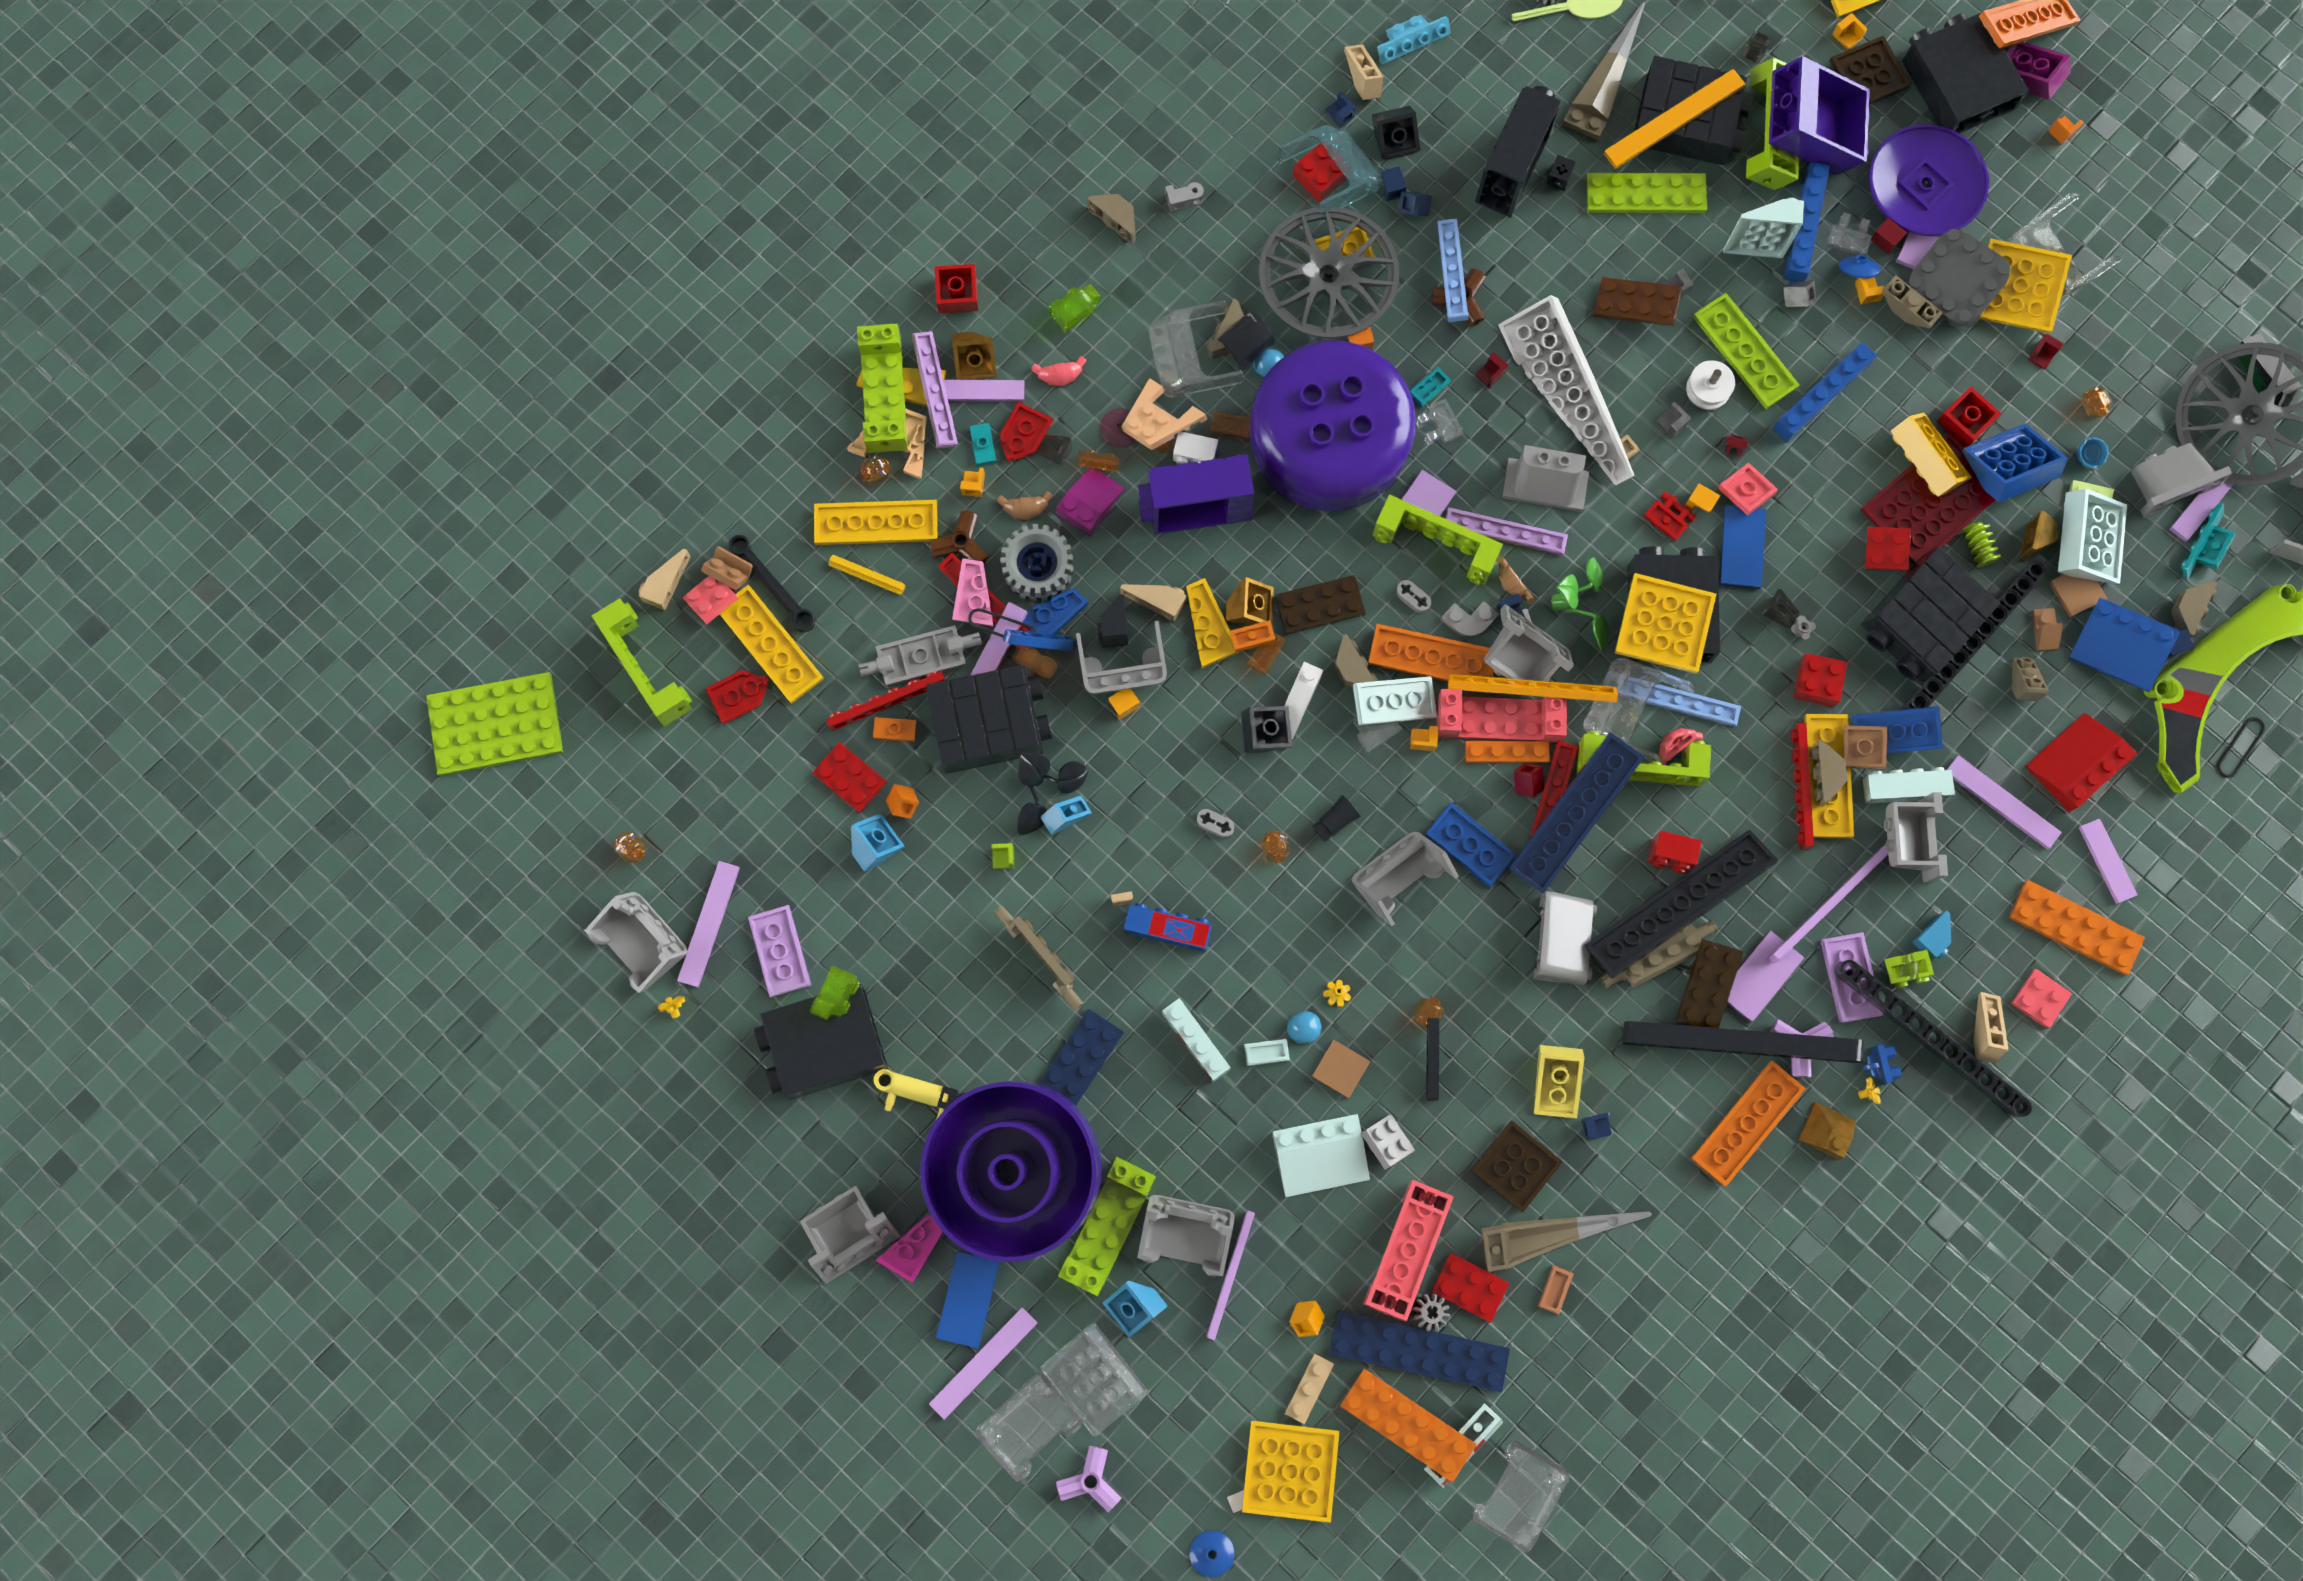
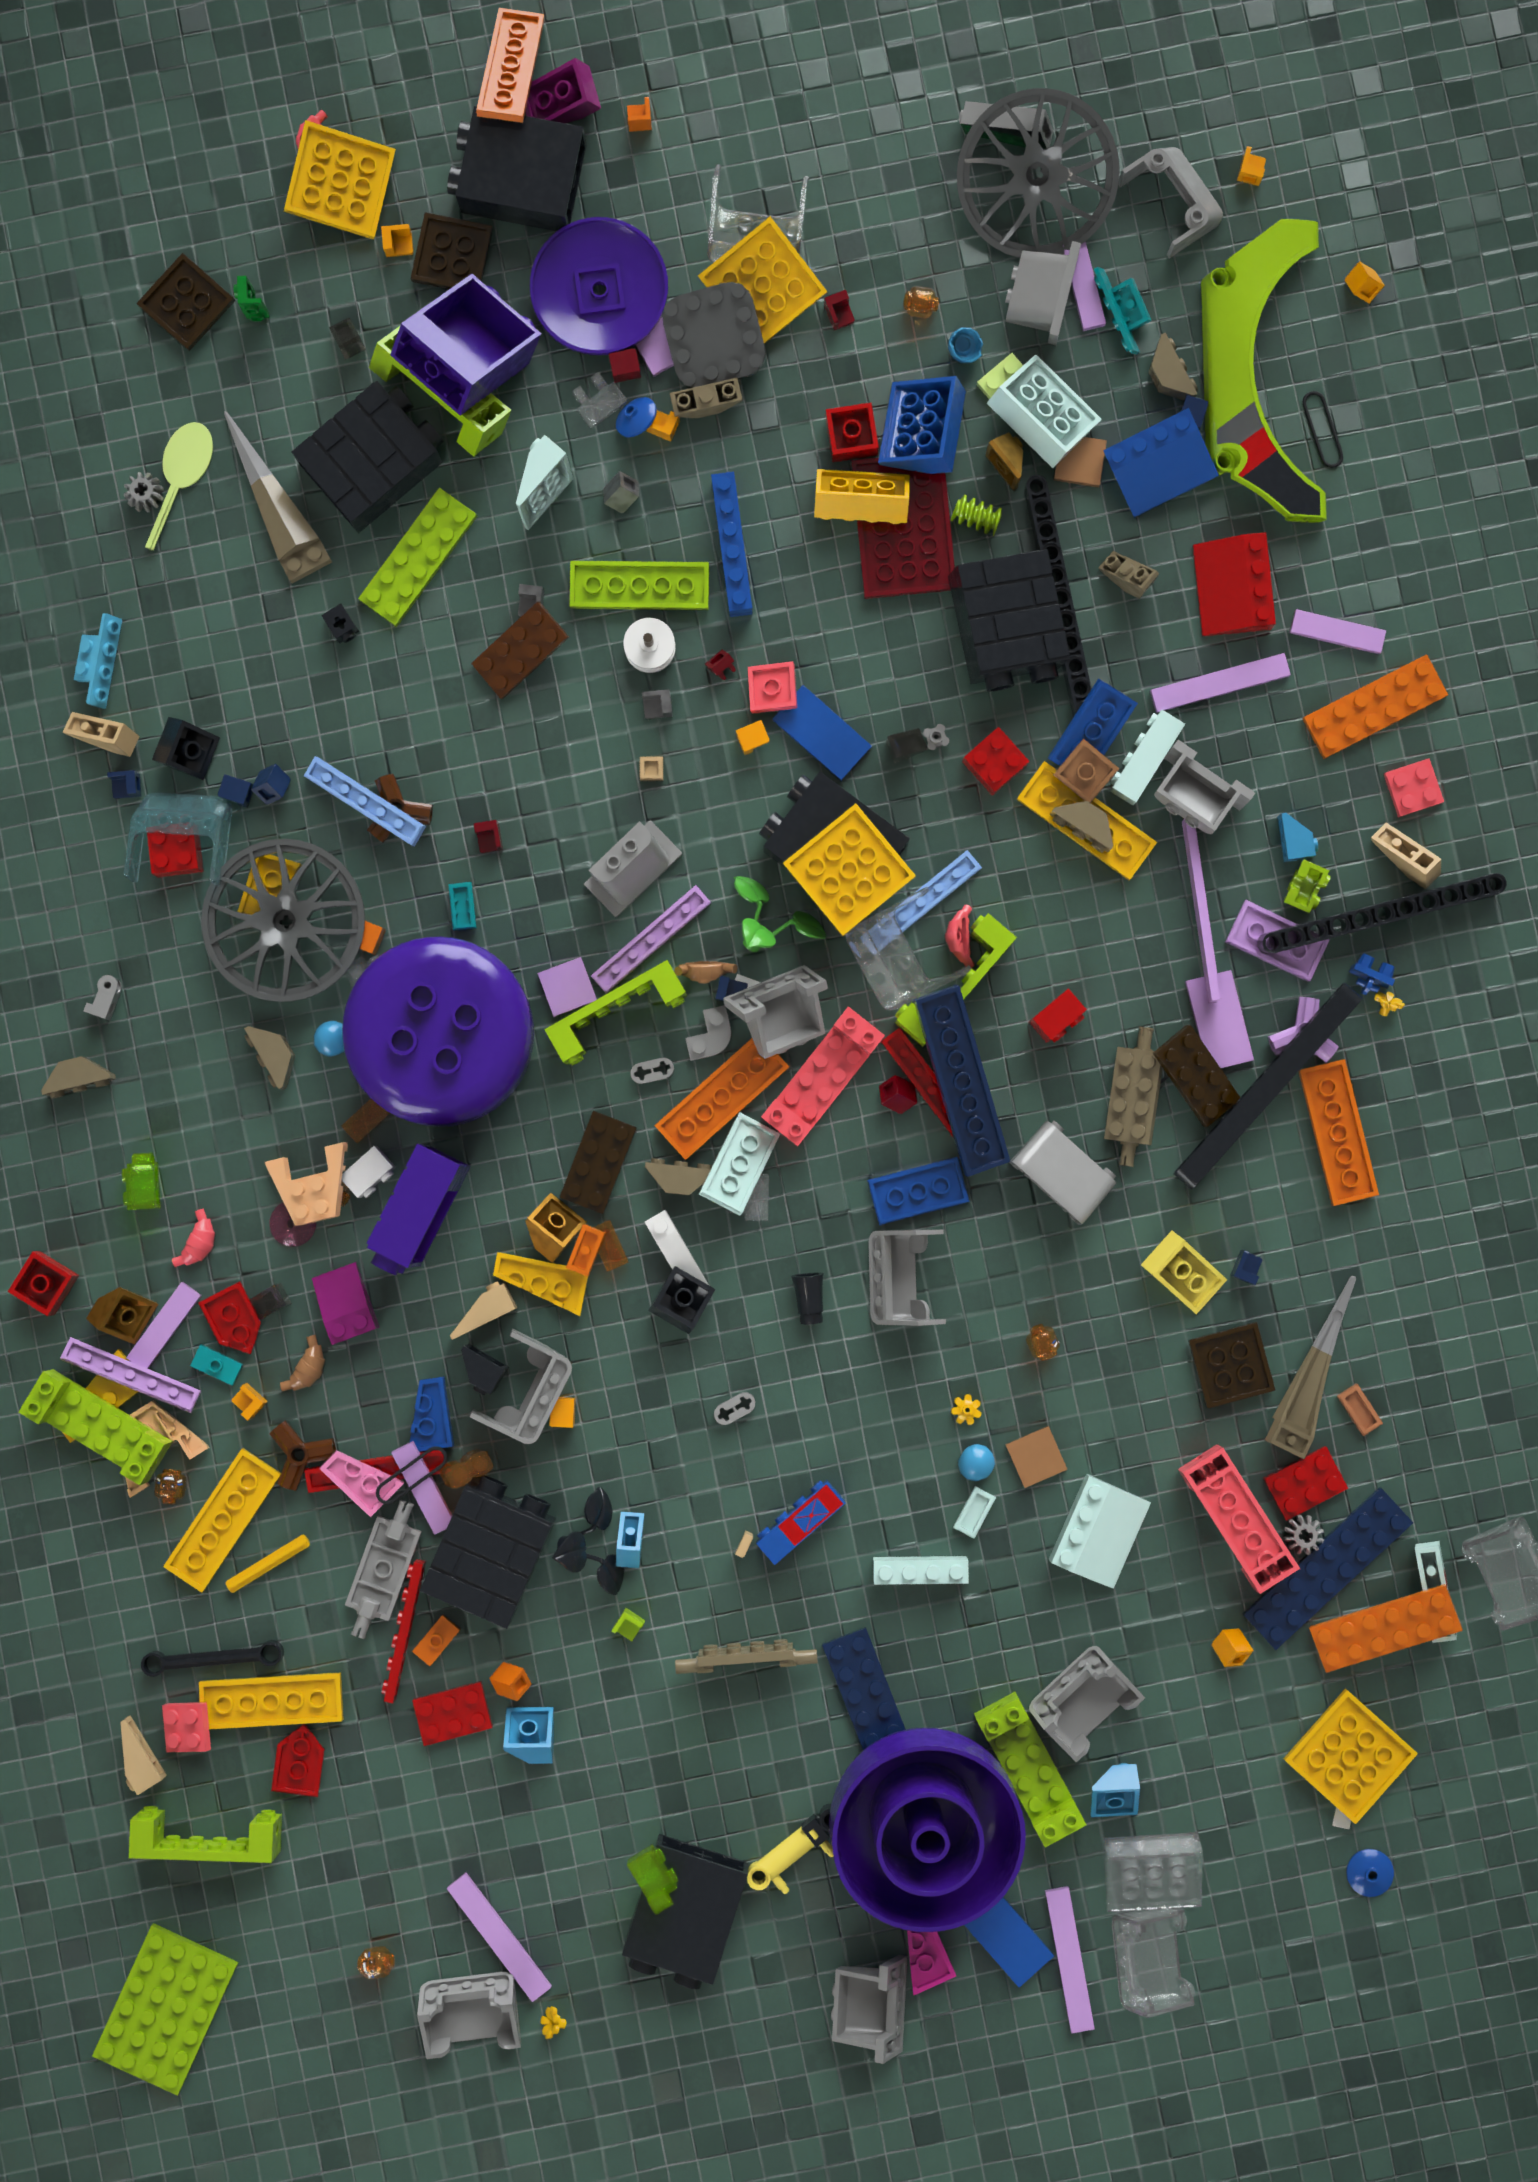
camera: 50 degrees left, 10 degrees up
(728, 568) = (169, 1692): medium nougat bracket -> none
(779, 951) = (570, 1889): lavender tile -> none
(1039, 640) = (449, 1453): blue beam -> none
(1045, 547) = (376, 1424): light grey wheel -> none
(1076, 1486) = (1232, 1952): lavender piece -> none
(1106, 462) = (304, 1275): clear orange plate -> none
(1177, 355) = (260, 1120): clear windscreen -> none
(1230, 1275) = (1147, 1688): lavender tile -> none
(1247, 339) = (295, 1047): black slope -> none
(1275, 846) = (795, 1370): clear orange head -> none
(1309, 1388) = (1292, 1688): tan plate -> none
(1387, 1141) = (1131, 1465): plate -> none
(1424, 739) = (791, 1160): light orange panel -> none
(1432, 1059) = (1087, 1371): black beam -> none
(1444, 421) = (506, 917): clear plate -> none
(1507, 752) = (857, 1093): orange plate -> none
(1518, 150) = (292, 653): black brick -> none
(1532, 688) = (819, 1033): light orange tile -> none
(1554, 361) = (524, 771): white wedge -> none
(1667, 520) = (746, 784): red plate -> none
(1674, 118) = (369, 483): light orange tile -> none
(1680, 904) = (1108, 1045): black plate -> none
(1802, 246) = (552, 425): blue brick -> none
(1802, 795) = (1071, 847): red plate -> none
(1828, 1131) = (1394, 1066): pearl gold slope -> none
(1887, 549) = (921, 606): red brick -> none
(2046, 629) = (1094, 518): medium nougat slope -> none

